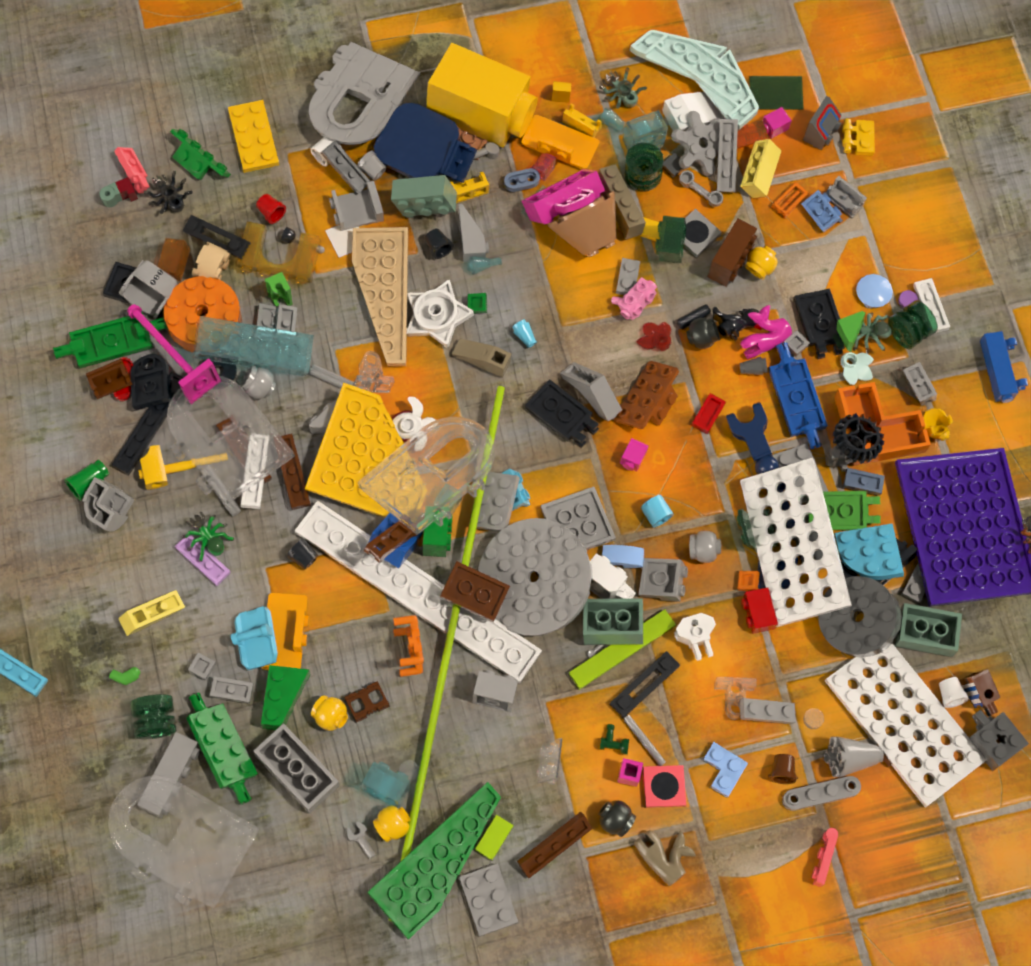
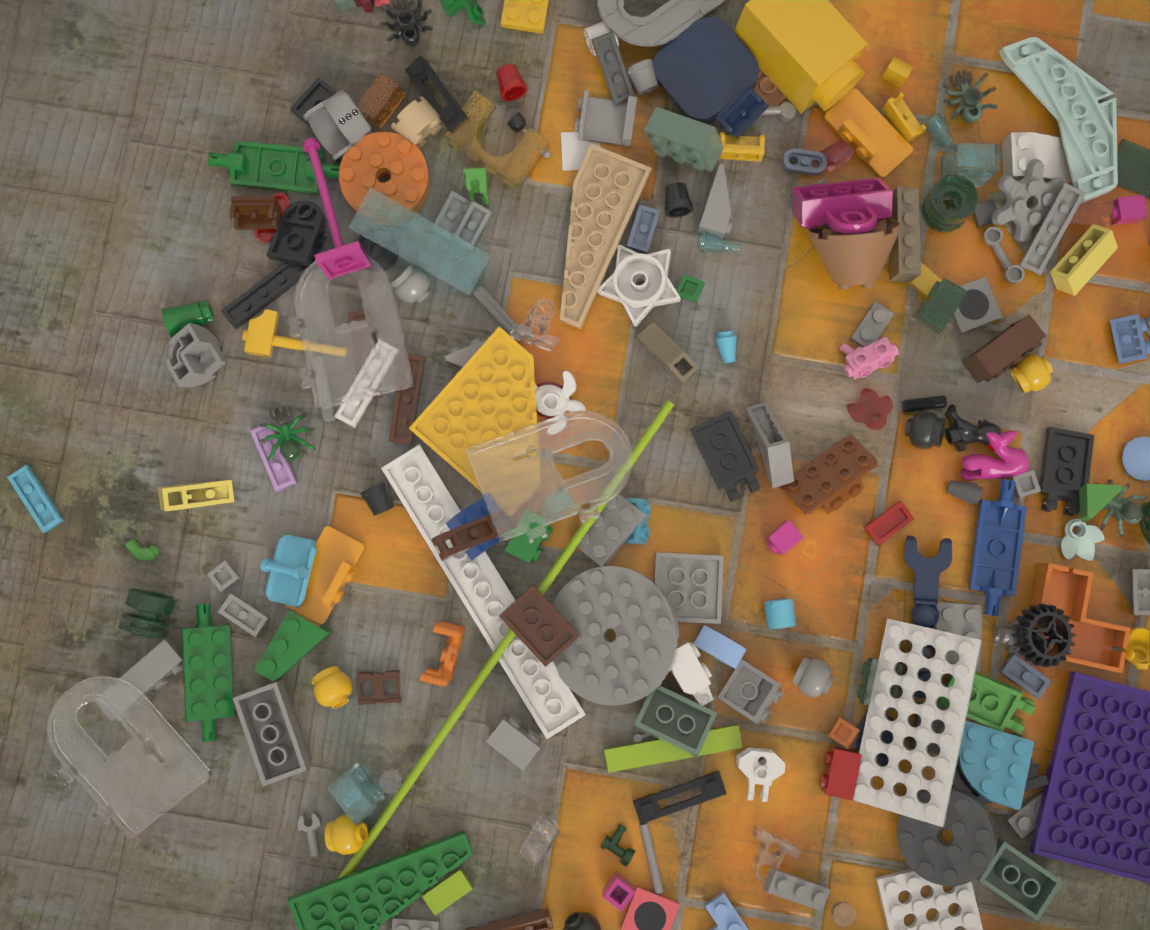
camera: 30 degrees right, 15 degrees up
(421, 274) = (643, 229): none -> sand blue plate
(775, 205) = (1082, 316): orange tile -> none

